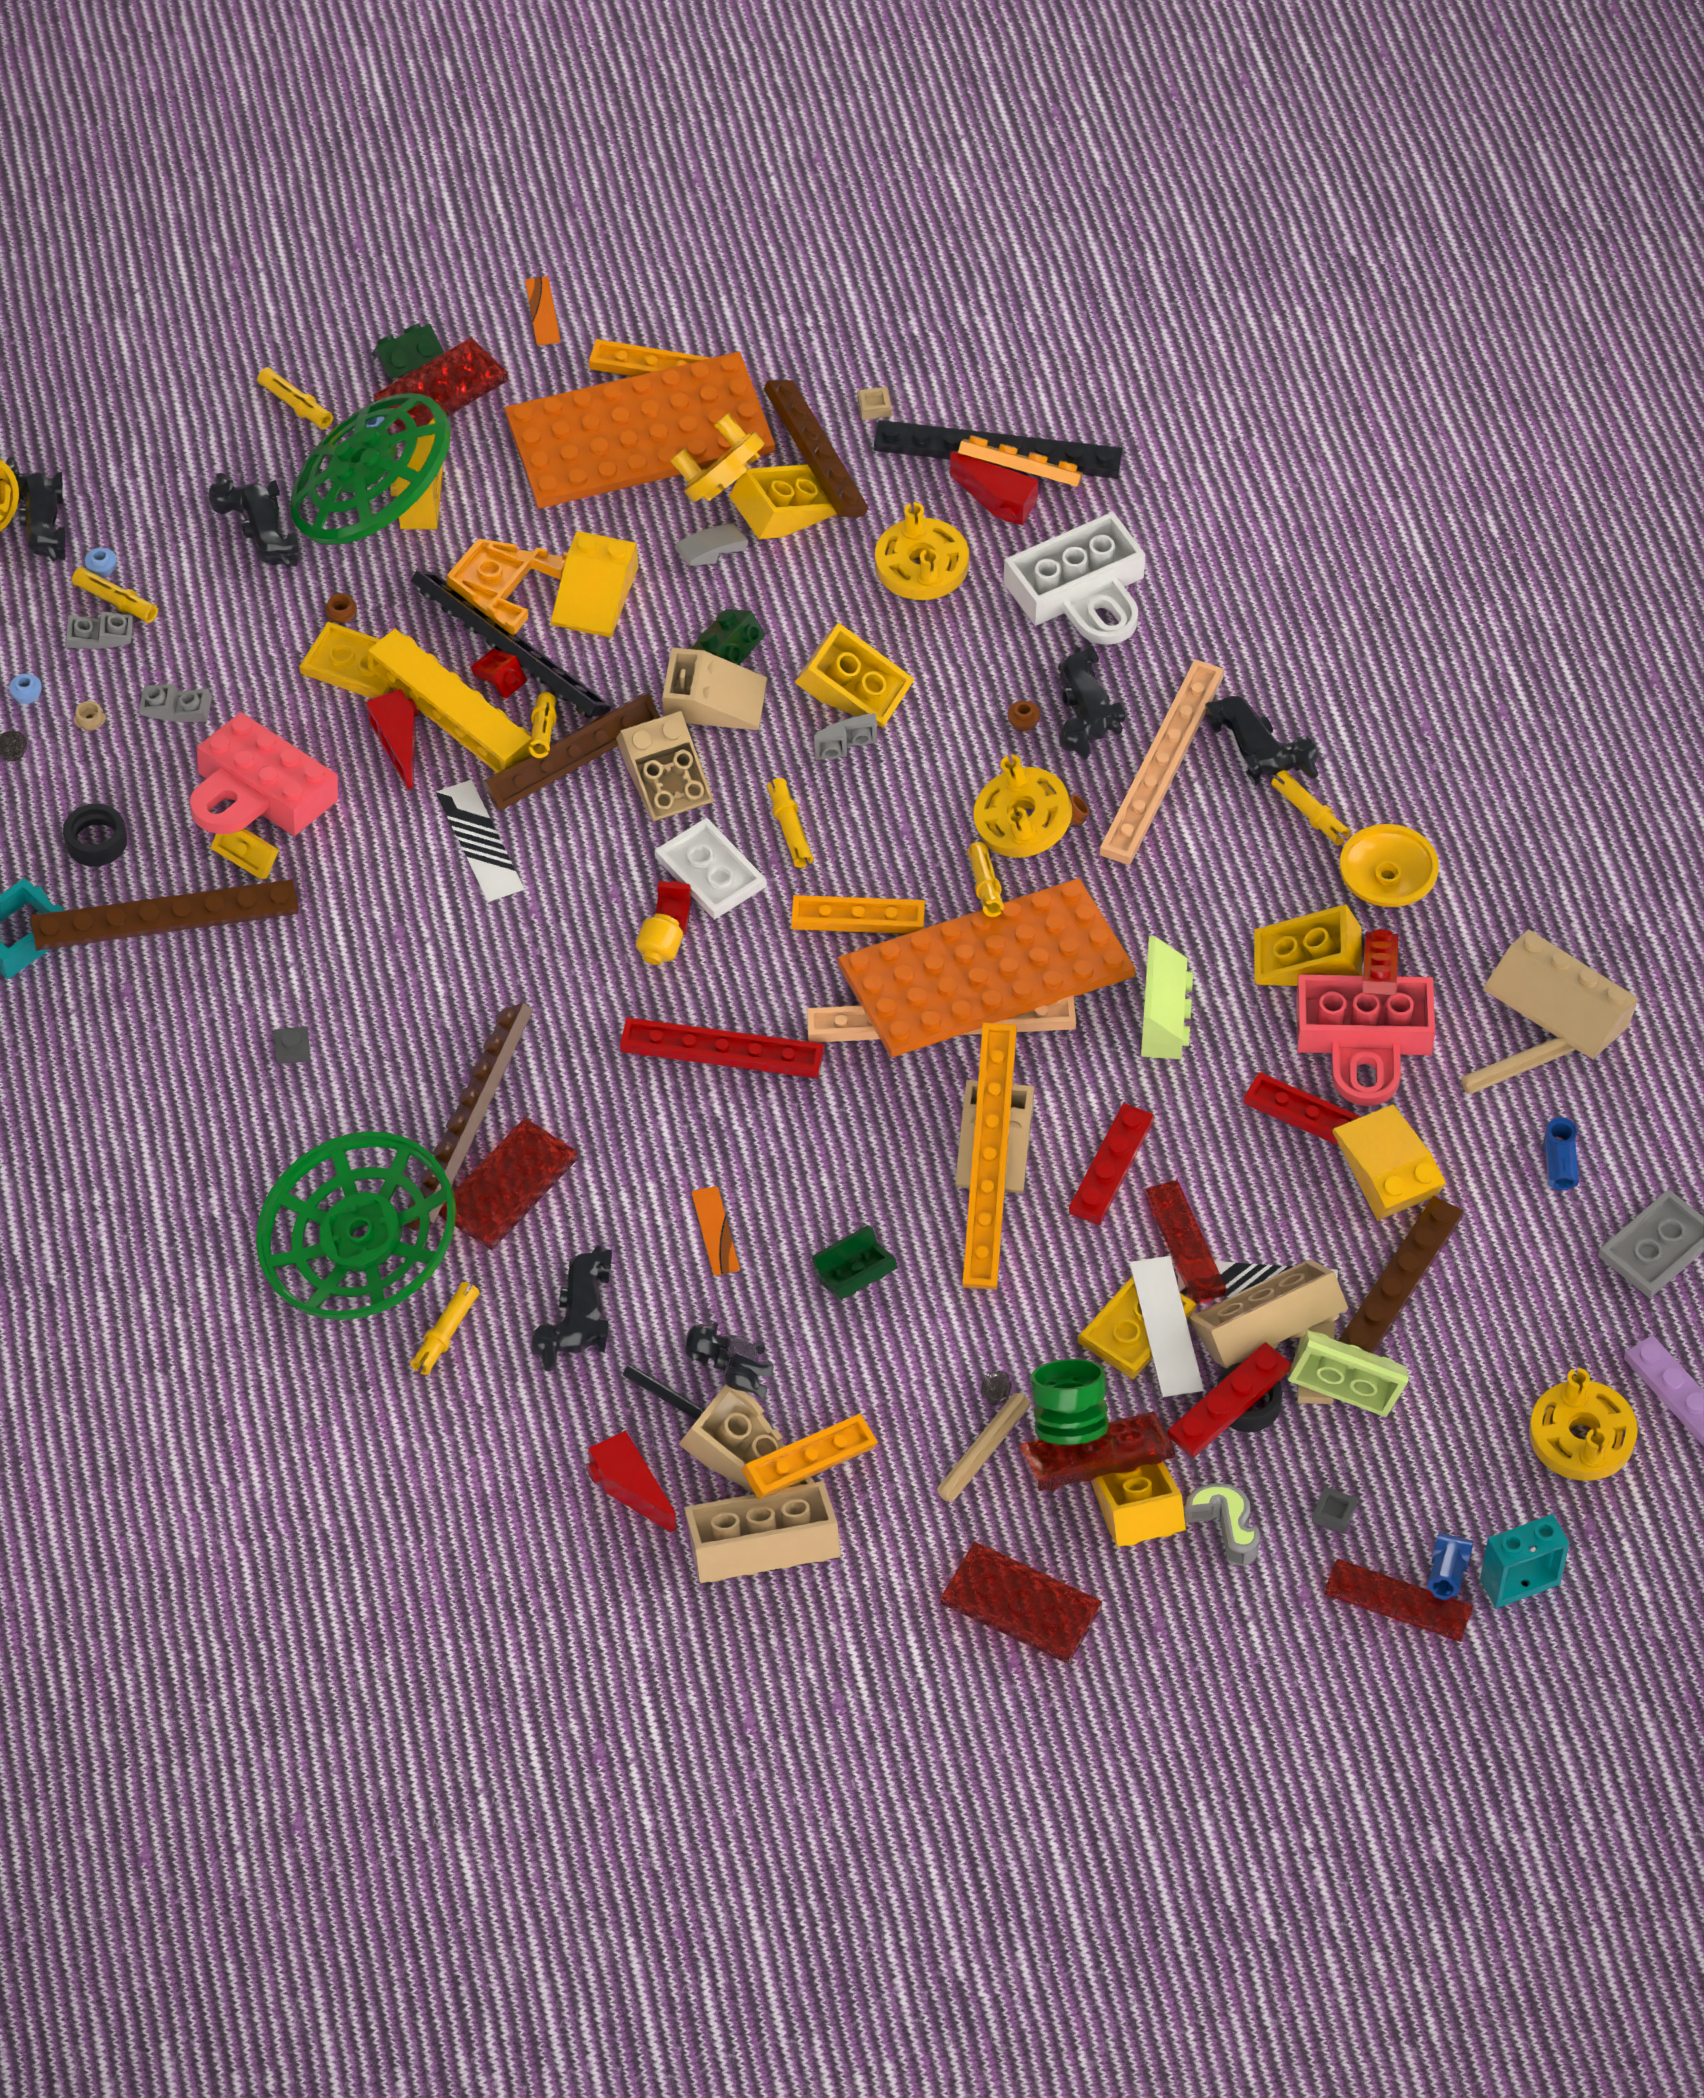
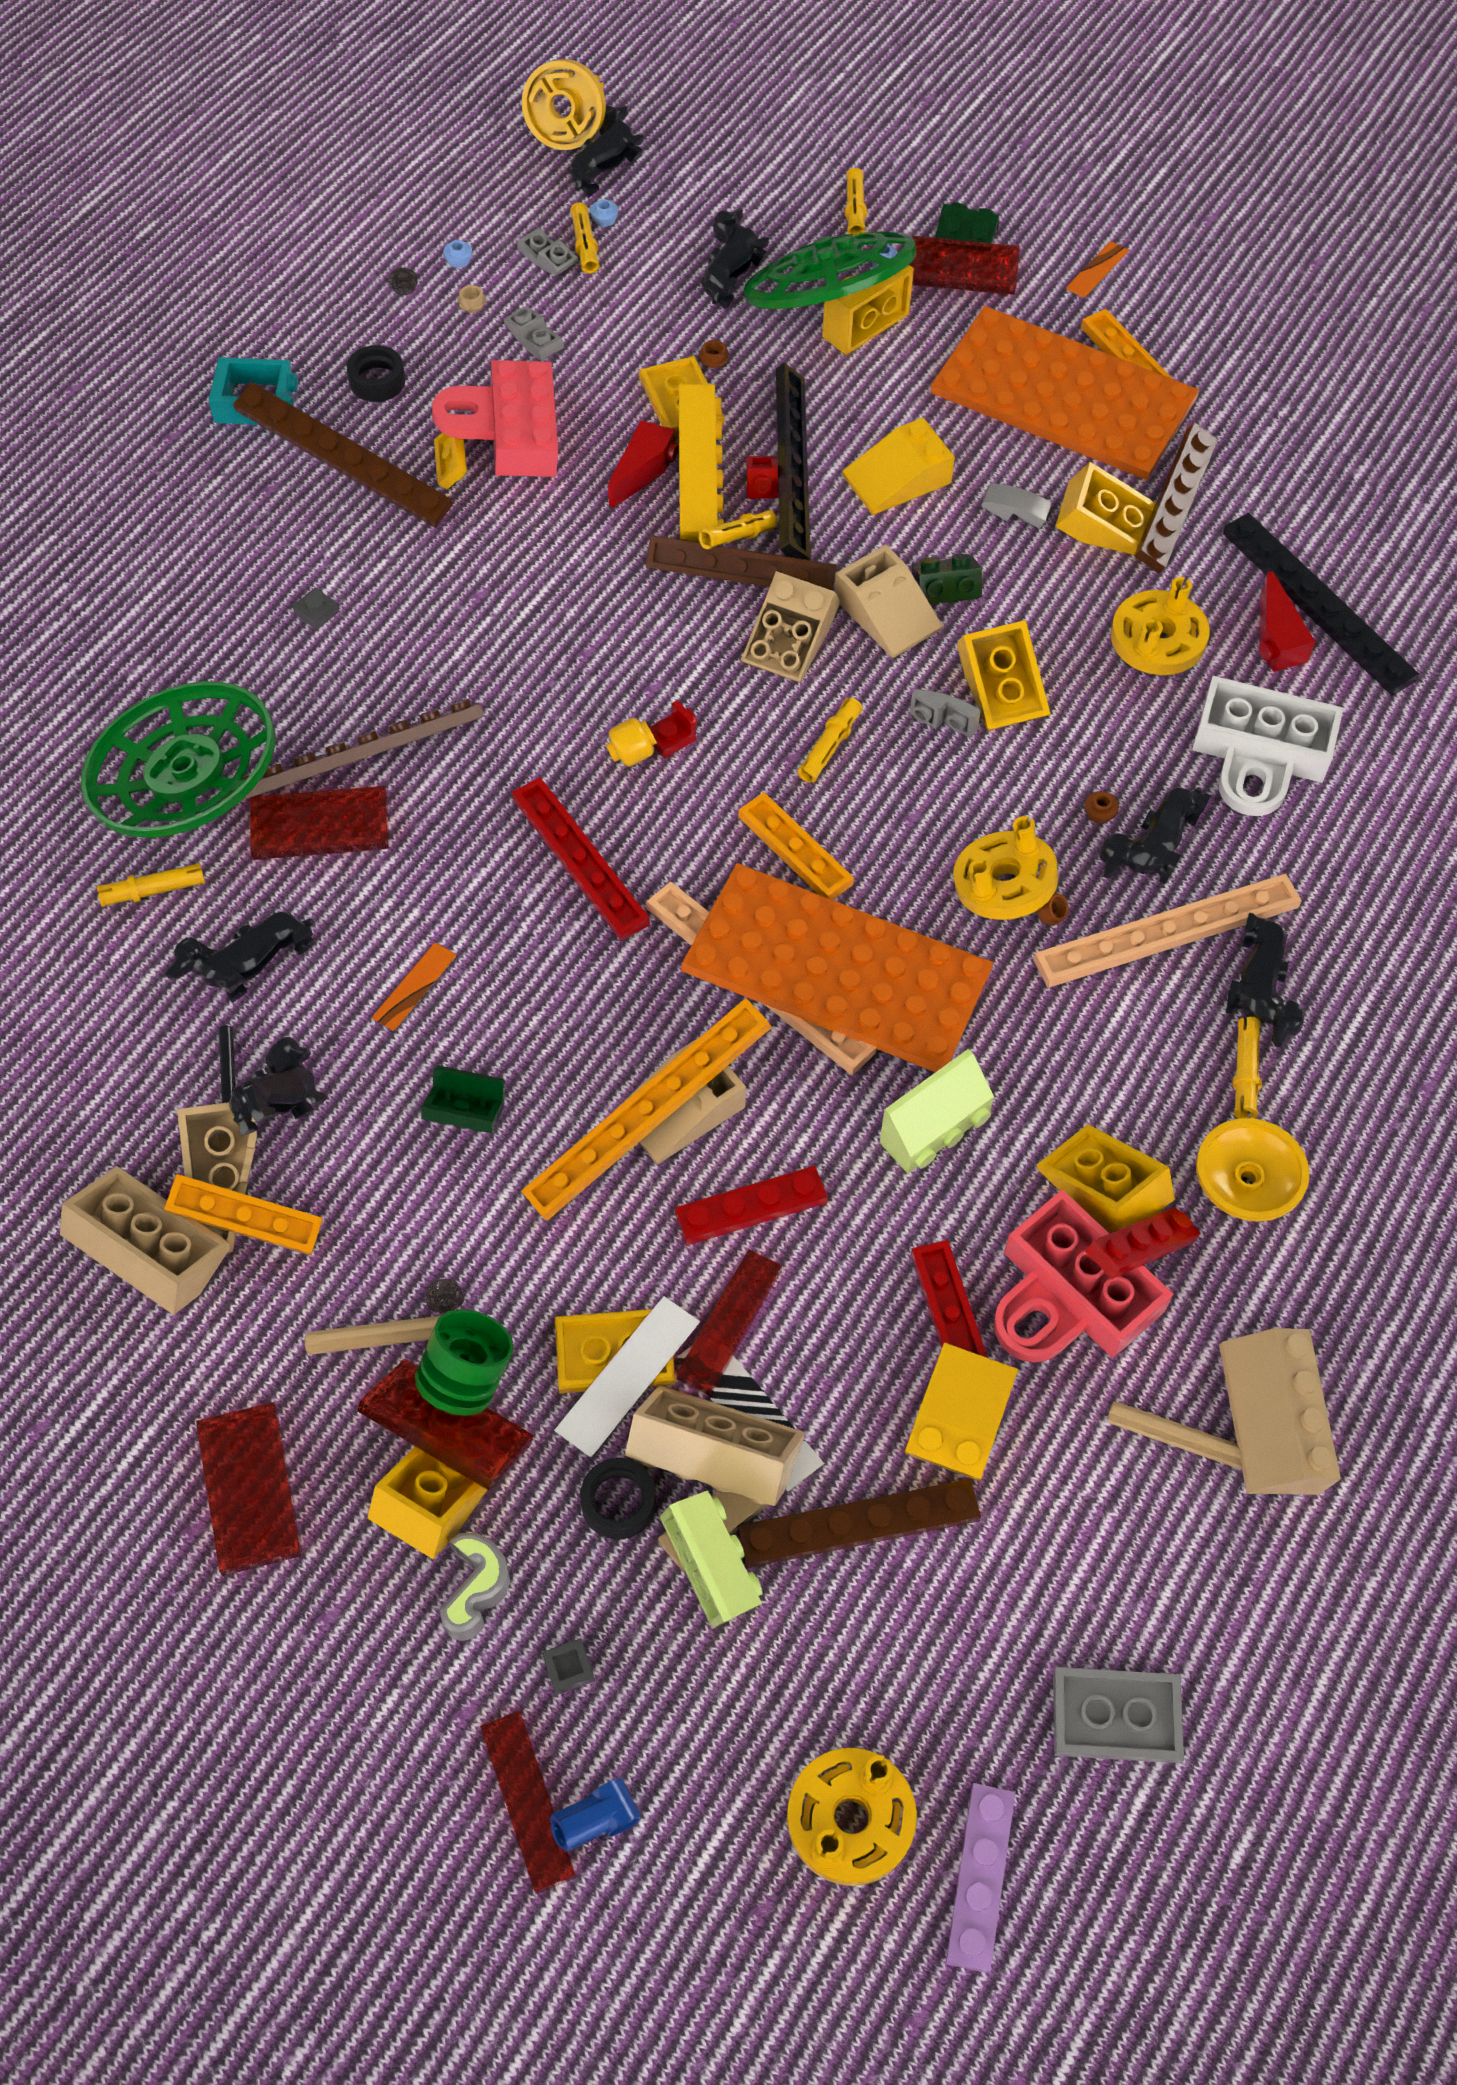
camera: 45 degrees right, 5 degrees up
(479, 840) = (609, 578): white sticker -> none
(493, 571) = (838, 406): light orange wing -> none
(629, 1480) = (119, 1103): red slope -> none
(712, 866) = (733, 725): white plate -> none
(724, 470) = (1076, 452): yellow piece -> none
(874, 403) = (1262, 500): tan tile -> none
(987, 886) = (908, 906): yellow pin -> none
(1008, 457) = (1327, 629): light orange plate -> none
(1229, 1400) = (588, 1486): red plate -> none
(1511, 1562) = (635, 1875): teal window -> none
(1561, 1155) = (1117, 1552): blue piece -> none

